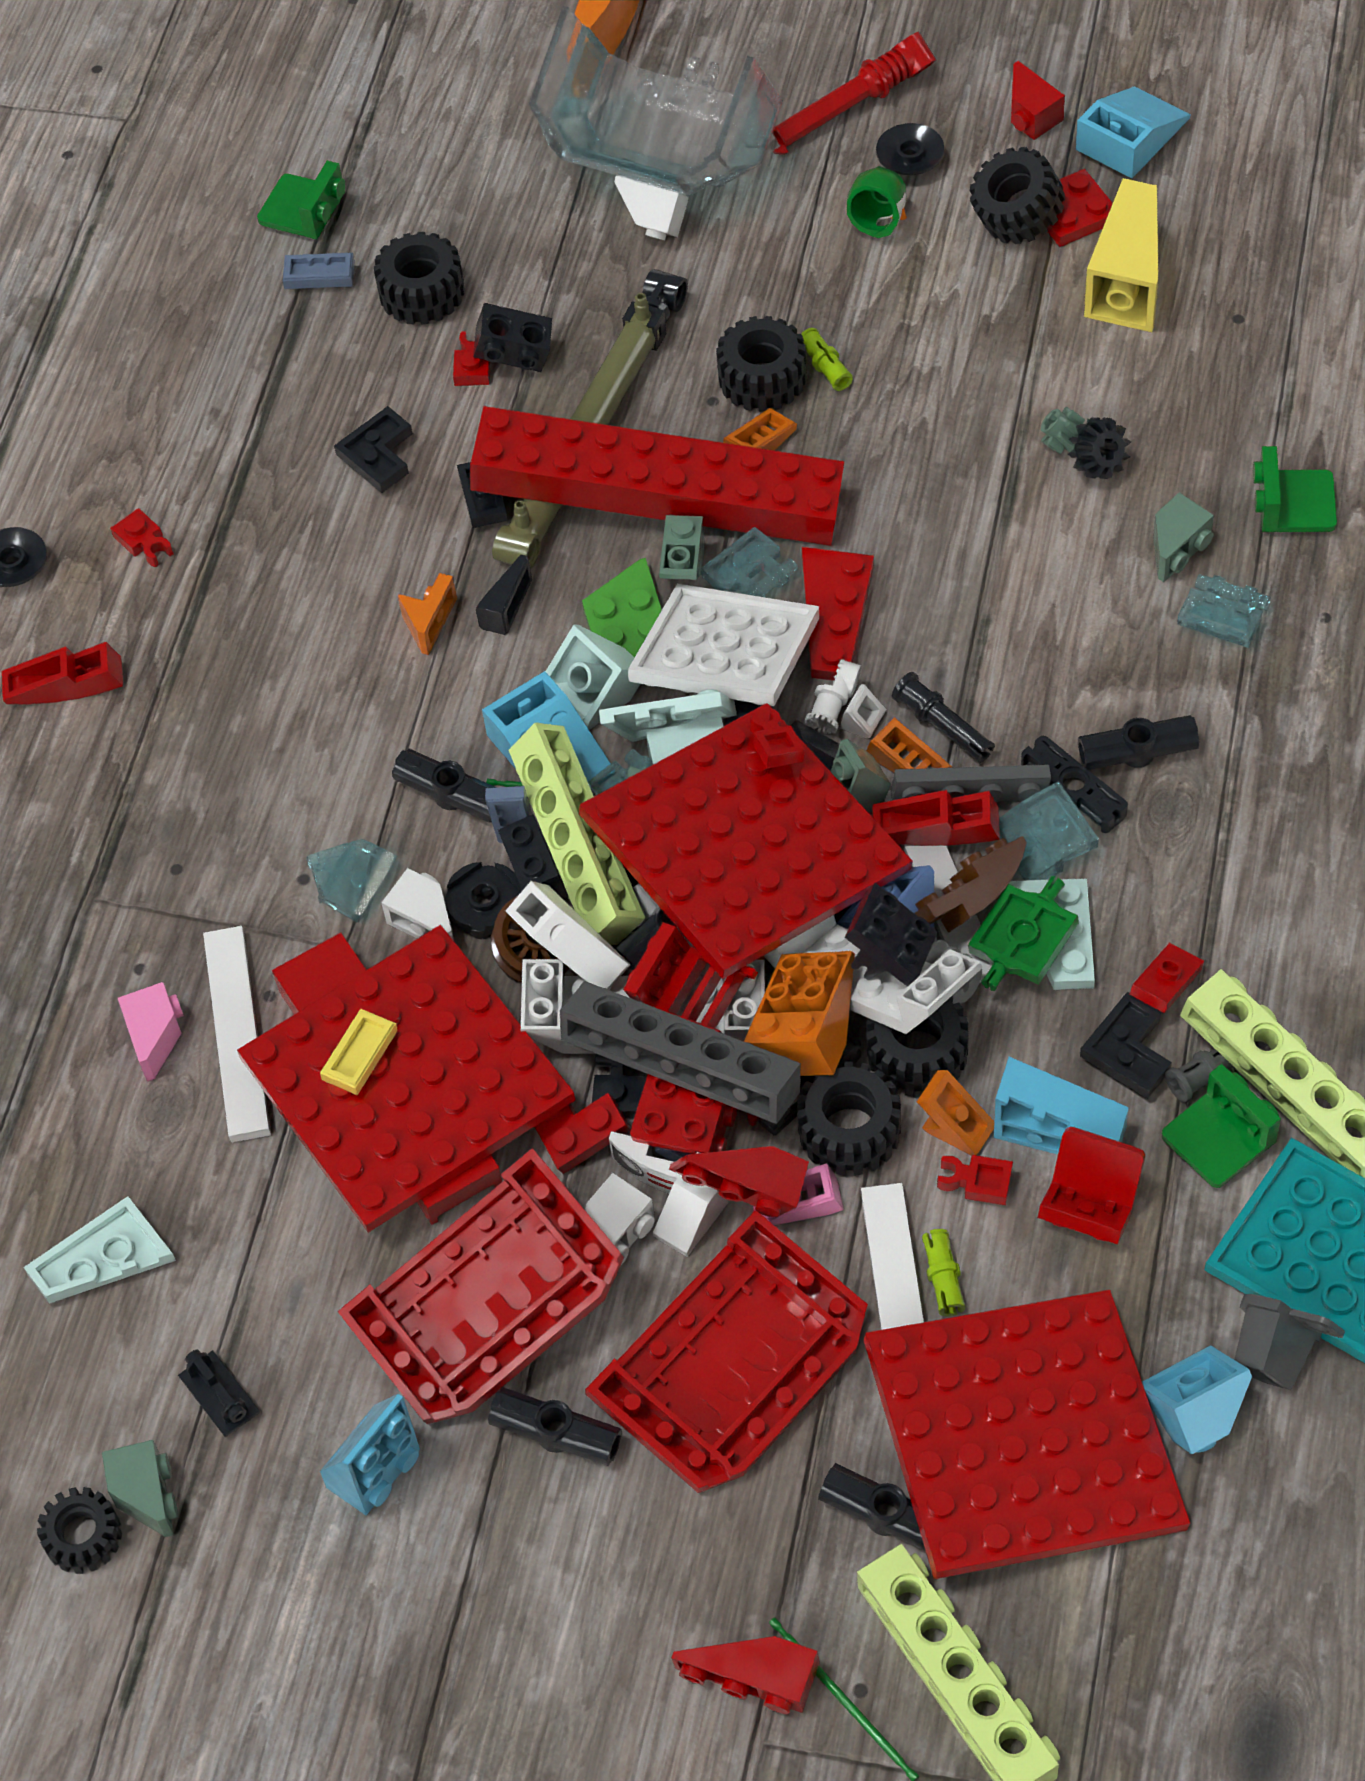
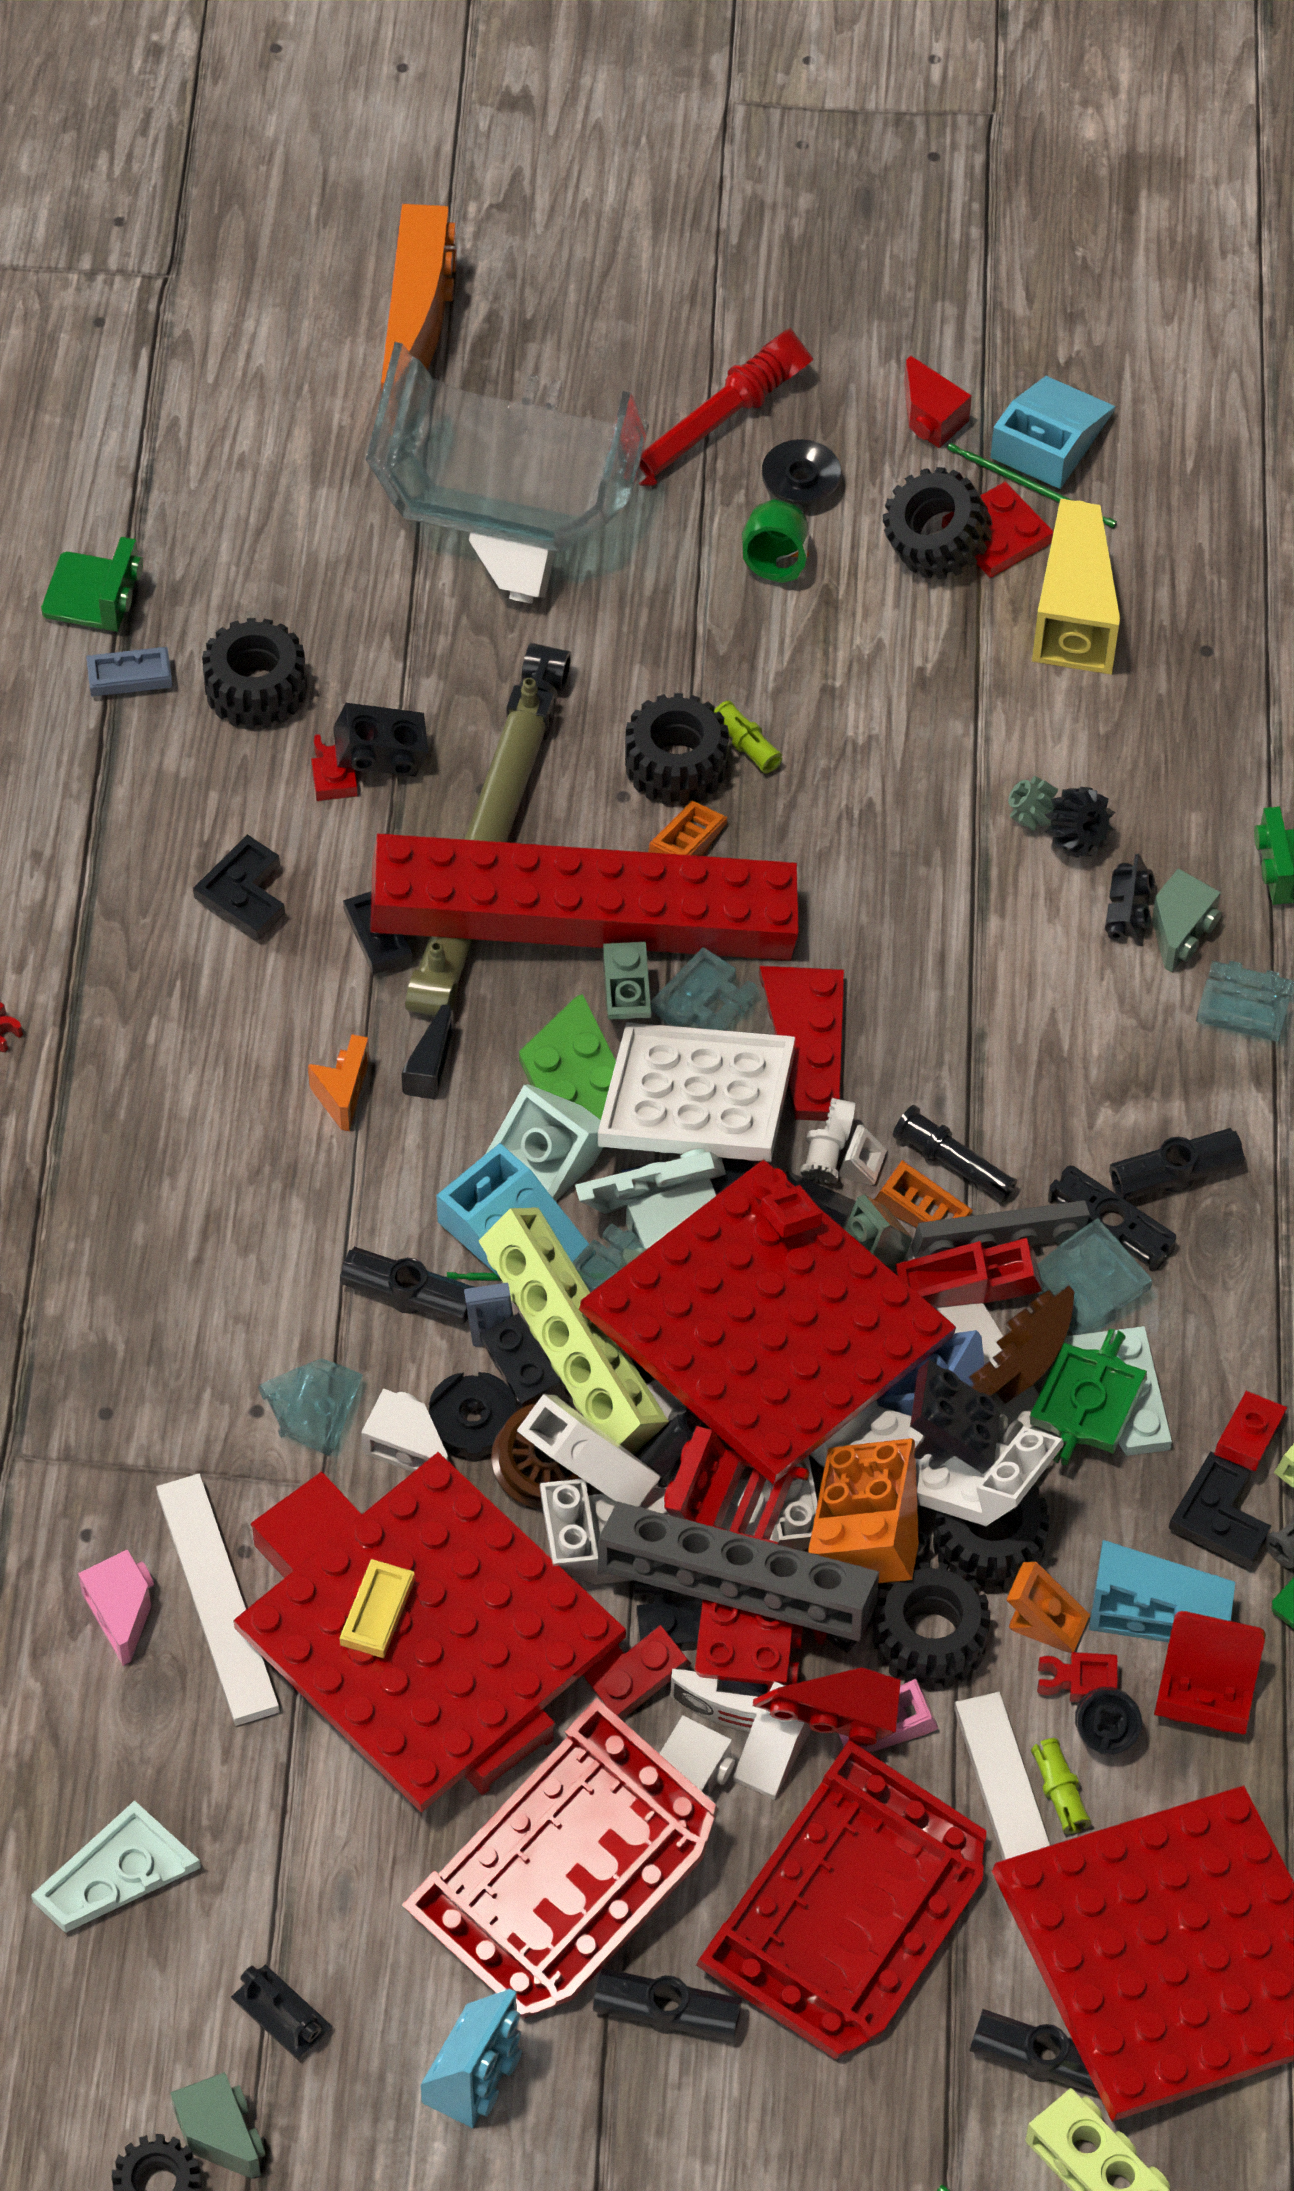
camera: 15 degrees left, 0 degrees up
(994, 1218) = (1108, 1720): none -> black wheel
(1097, 168) = (1016, 478): none -> green piece
(1140, 507) = (1133, 887): none -> black hinge

